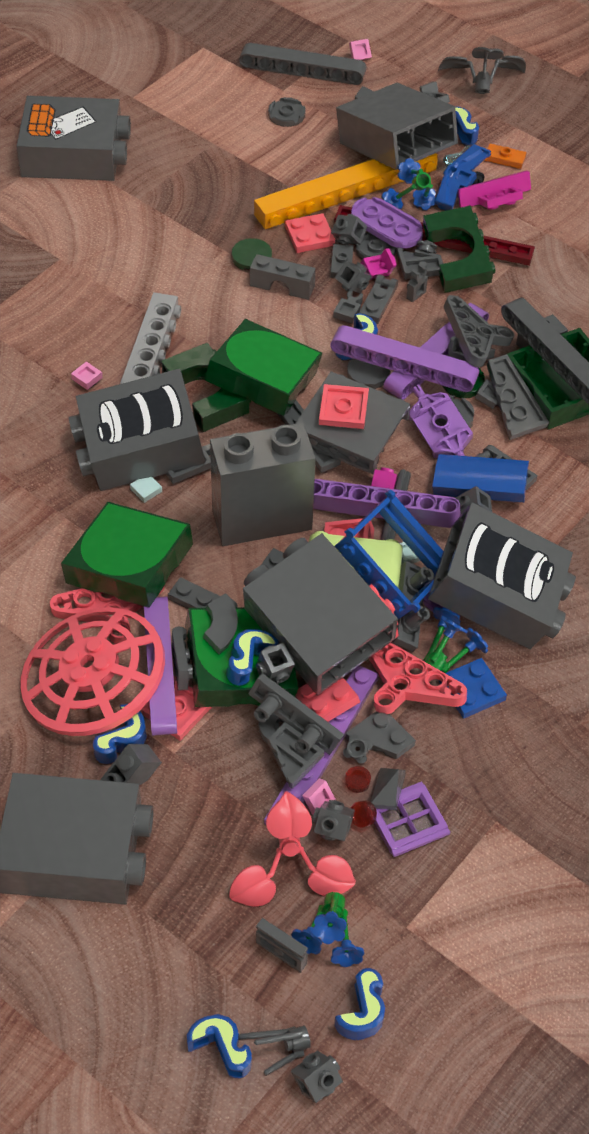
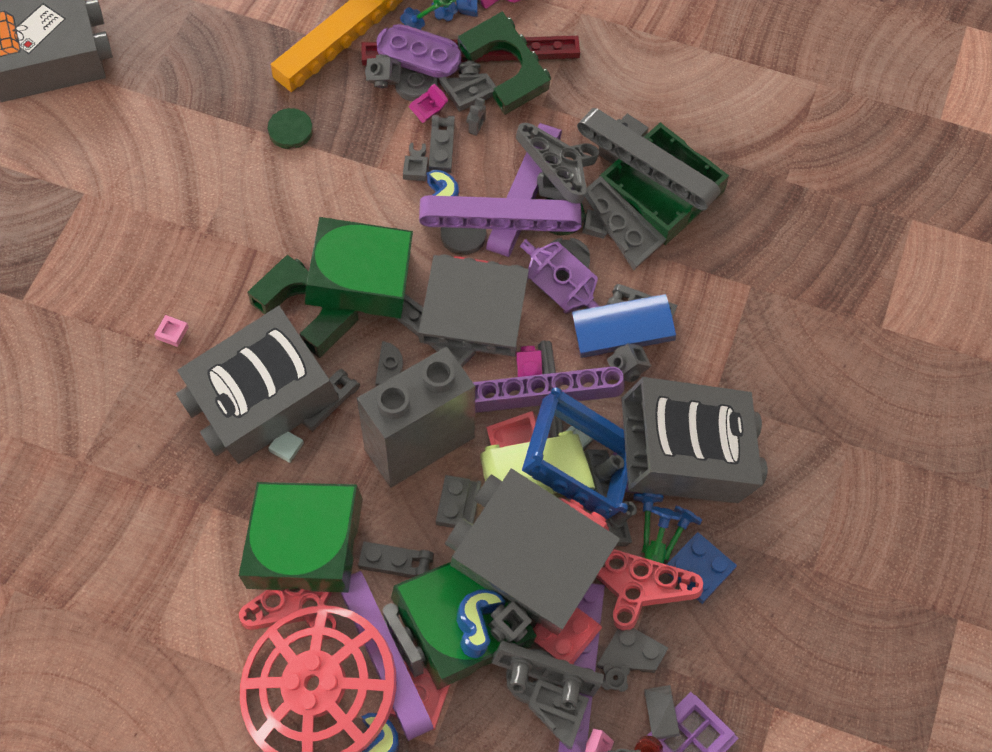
camera: 20 degrees left, 10 degrees up
(153, 337) = (219, 223): light grey brick -> none
(223, 625) = (437, 592): dark grey tile -> none
(297, 277) = (317, 145): dark grey arch -> none
(309, 233) = (341, 84): coral plate -> none
(340, 254) = (387, 109): dark grey plate -> none
(343, 406) = (464, 295): coral plate -> none
(353, 276) = (409, 127): dark grey brick -> none
(357, 779) = (627, 710): clear red tile -> none

